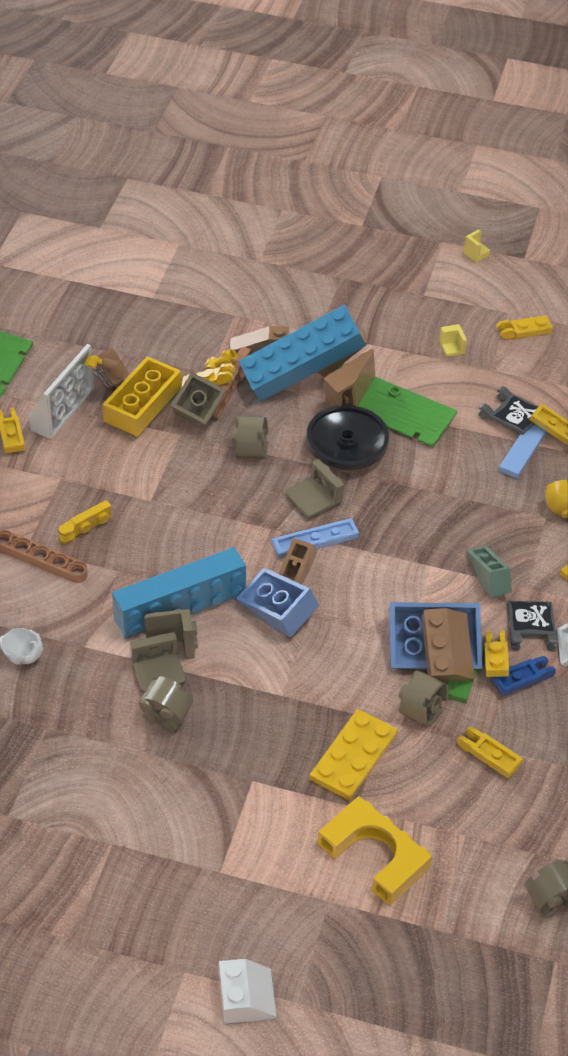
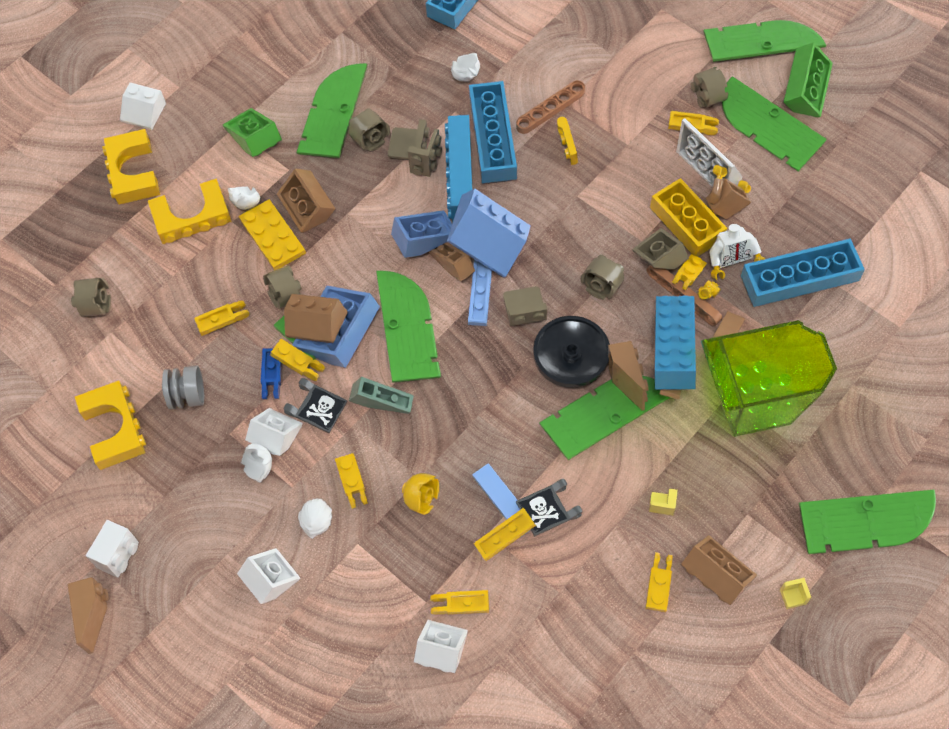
camera: 120 degrees right, 15 degrees up
(88, 593) = (492, 132): none -> dark azure brick
(154, 764) = (335, 105): none -> bright green door
(160, 349) = (733, 247): none -> white torso
(164, 305) = (802, 272): none -> dark azure brick
(220, 837) = (253, 132): none -> bright green slope
(250, 530) = (488, 232): none -> medium blue slope
(293, 734) = (305, 200): none -> medium nougat slope
(306, 275) = (769, 374): none -> clear neon green windscreen
(324, 796) = (244, 197): none -> white hair
(333, 982) = (119, 150): none -> yellow arch
(380, 223) = (860, 520): none -> bright green door
(396, 581) = (407, 335): none -> bright green door
(489, 292) = (718, 570): none -> medium nougat slope

